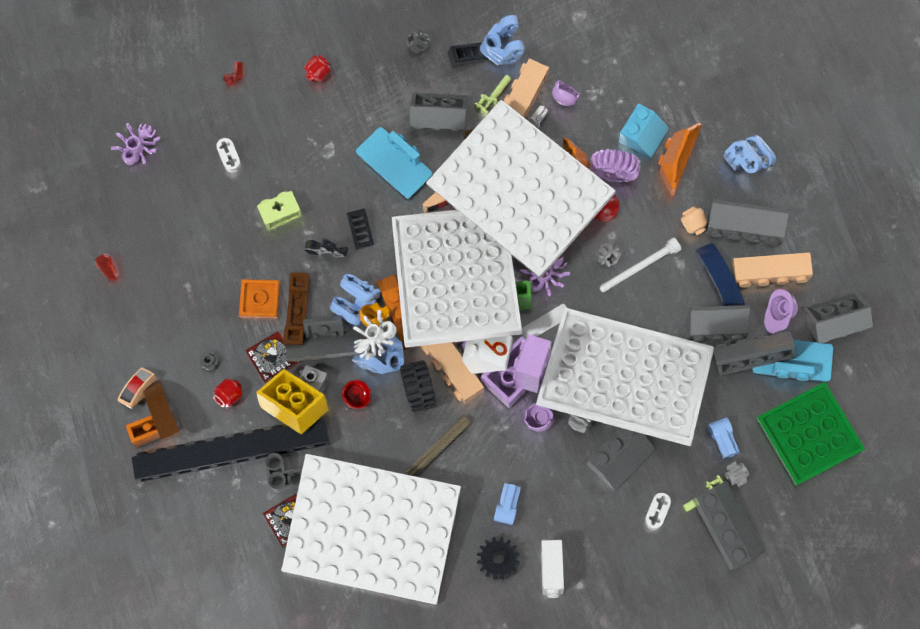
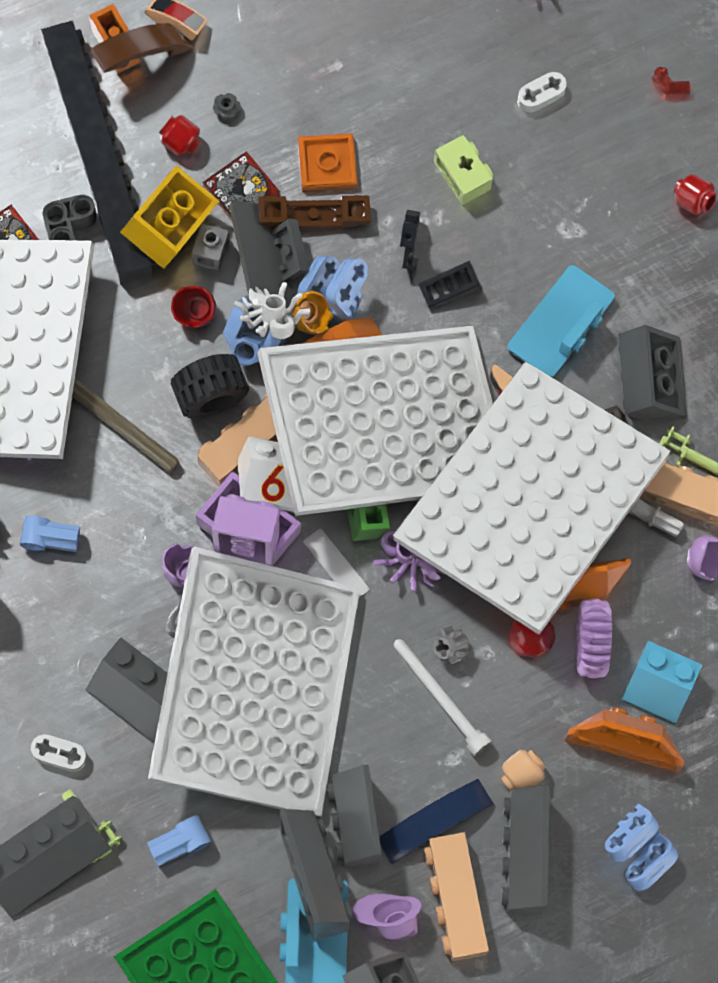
camera: 75 degrees right, 0 degrees up
(736, 474) = (122, 863): light grey gear -> none

